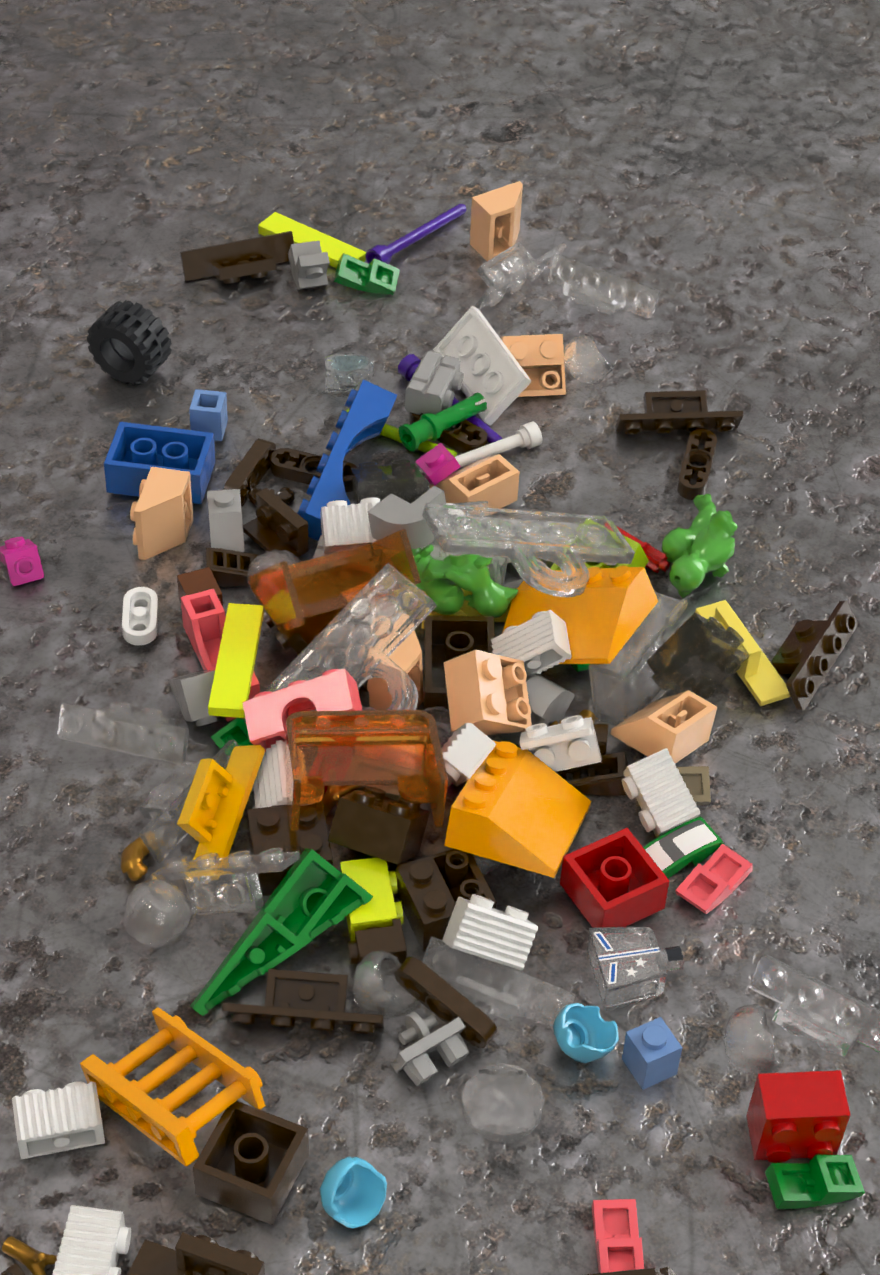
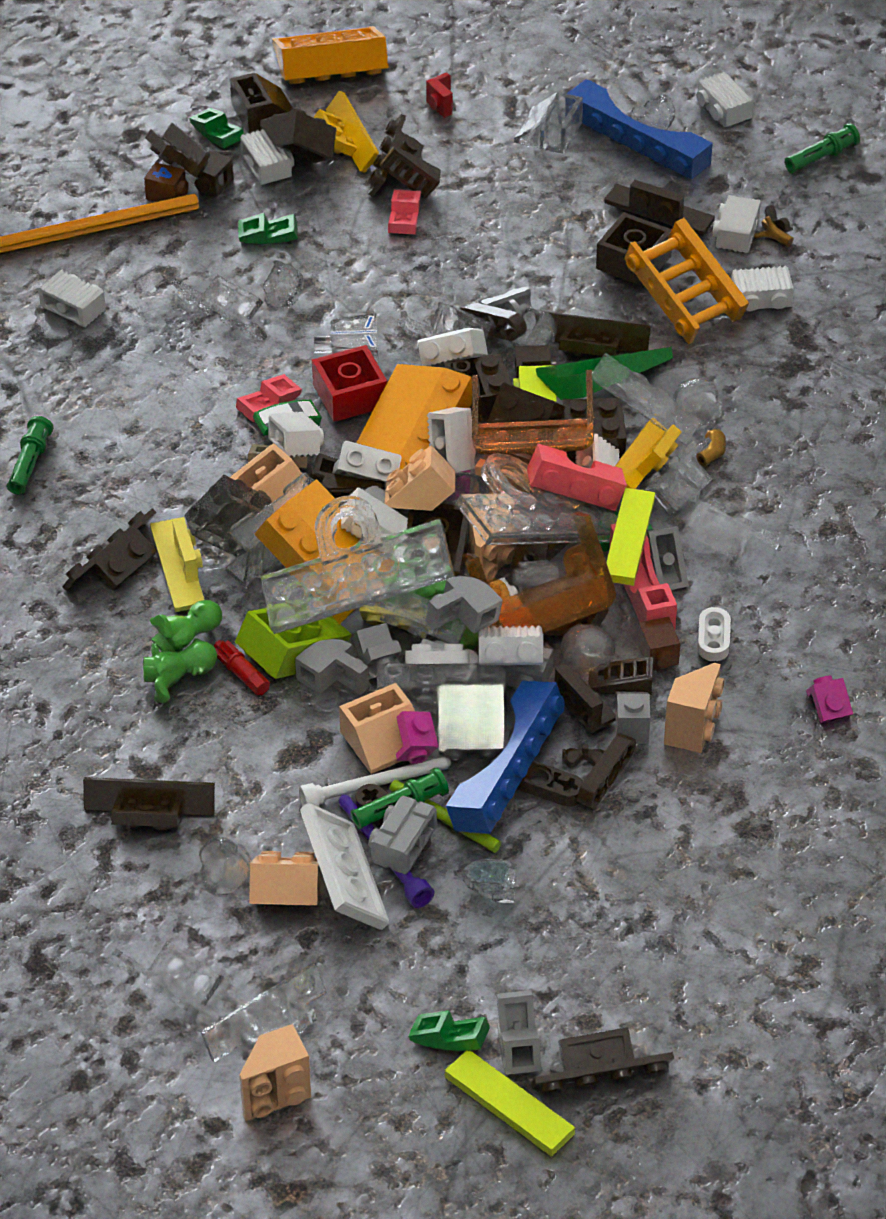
camera: 170 degrees left, 0 degrees up
(129, 342) = (731, 904): black tyre -> none
(147, 446) = (696, 773): blue brick -> none
(209, 412) = (645, 826): medium blue brick -> none
(353, 1192) = (573, 238): medium azure hair -> none
(385, 253) = (428, 1063): dark purple piece -> none
(502, 1103) = (461, 285): clear tile -> none
(584, 1033) = (396, 301): medium azure hair -> none
(651, 1053) = (354, 289): medium blue brick -> none
(693, 454) = (146, 743): dark brown beam -> none
(797, 1115) = (270, 235): red brick -> none

